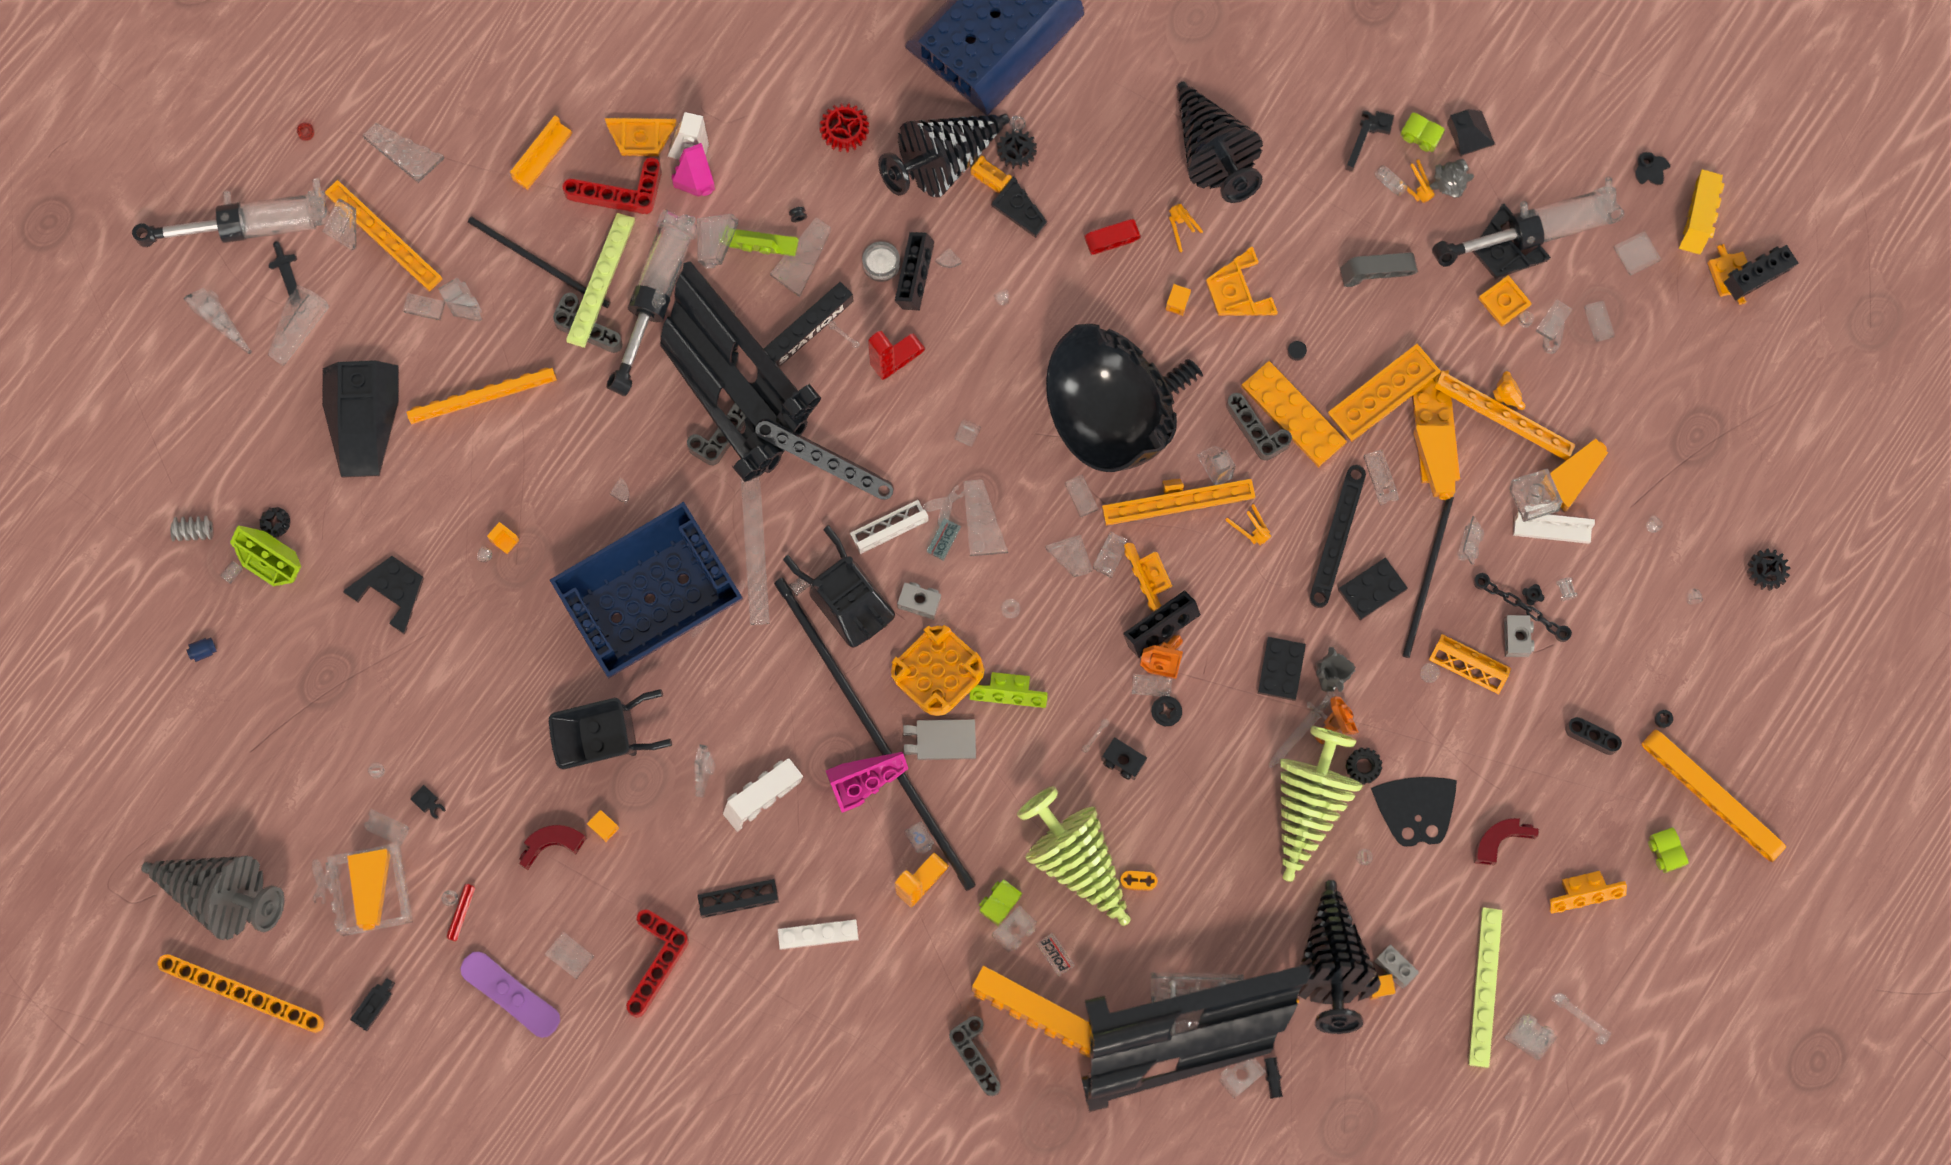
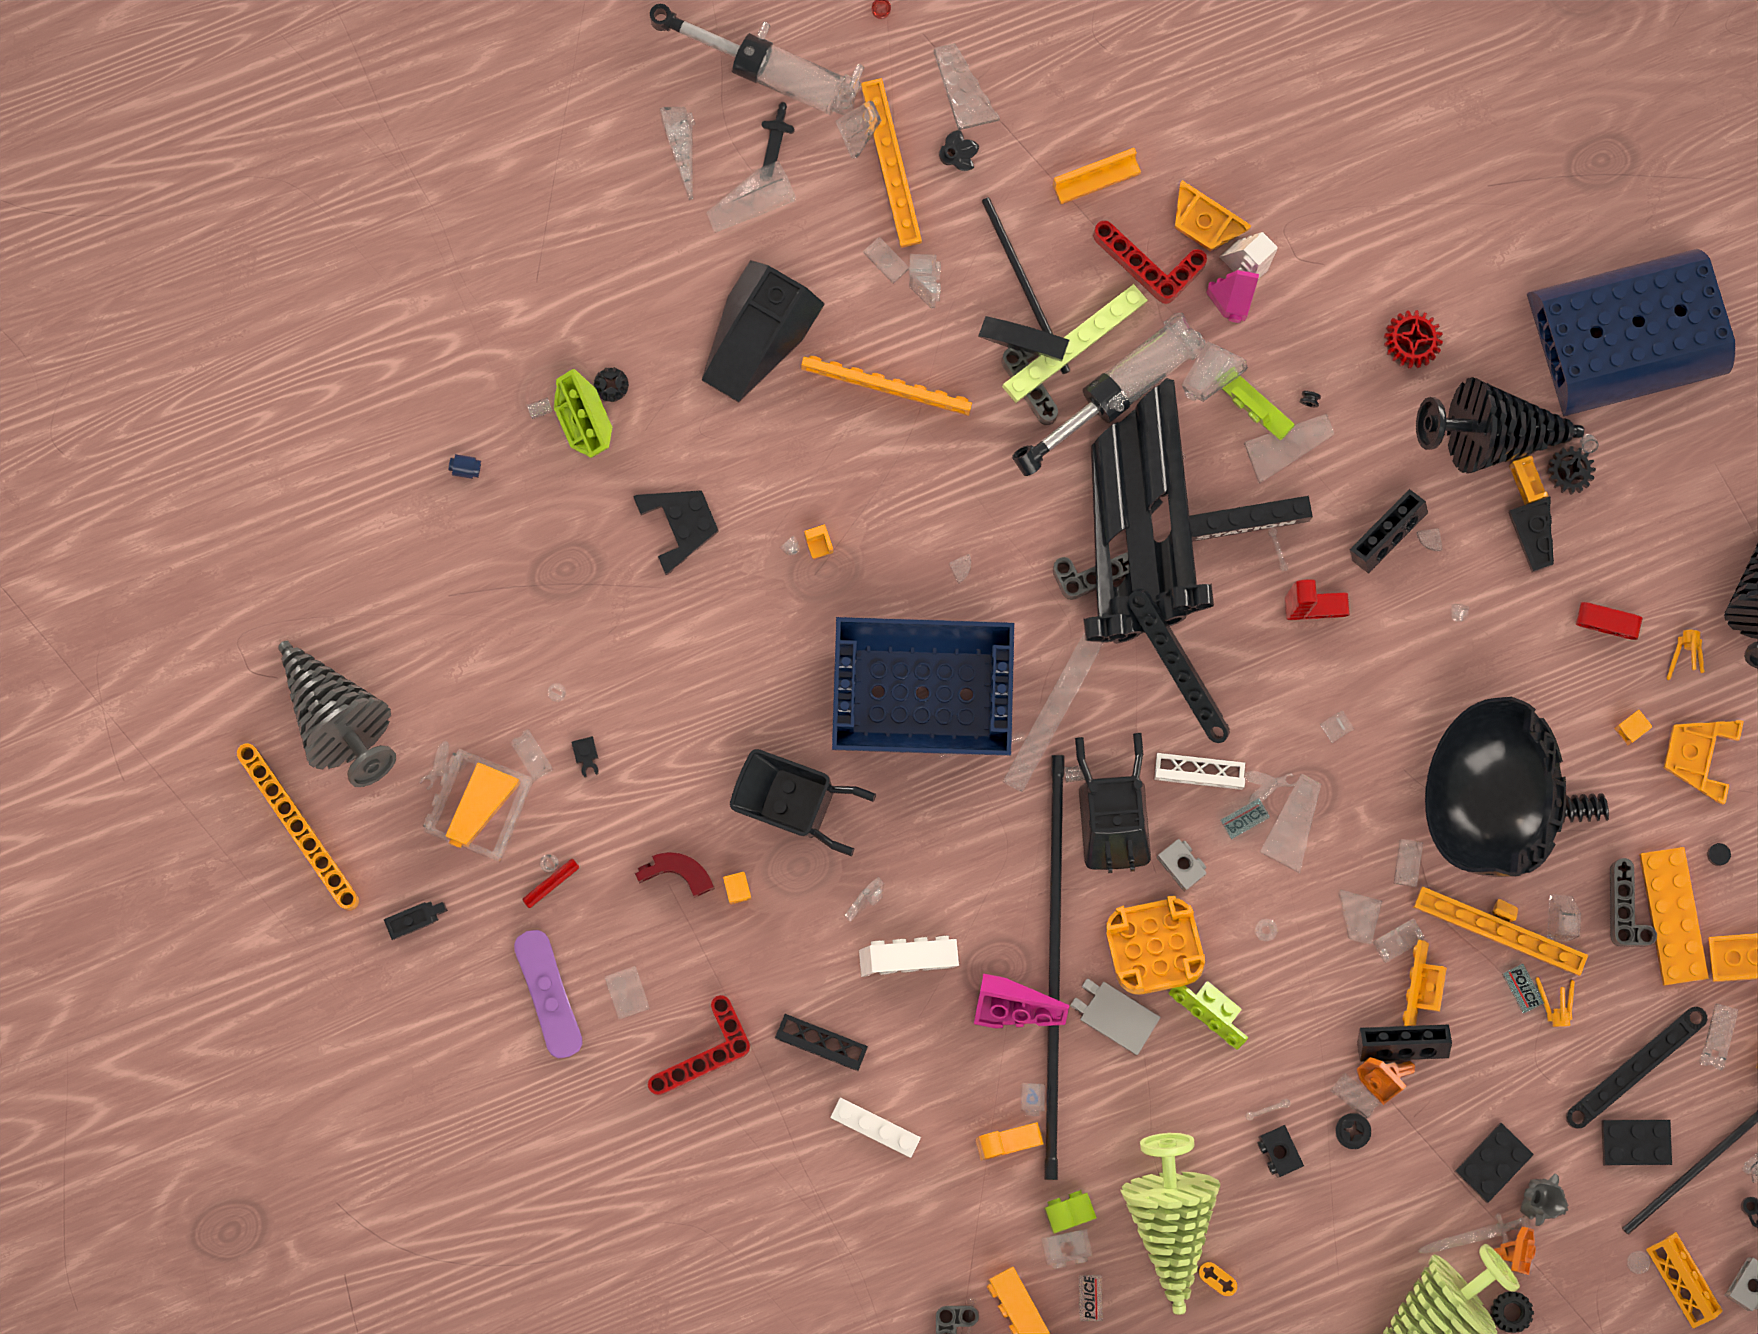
camera: 30 degrees right, 5 degrees up
(191, 529) = (527, 341): light grey piece -> none
(430, 196) = (961, 149): none -> black plate
(560, 297) = (1023, 338): none -> black slope
(881, 261) = (1362, 499): clear piece -> none
(1221, 532) = (1523, 988): none -> clear light blue tile

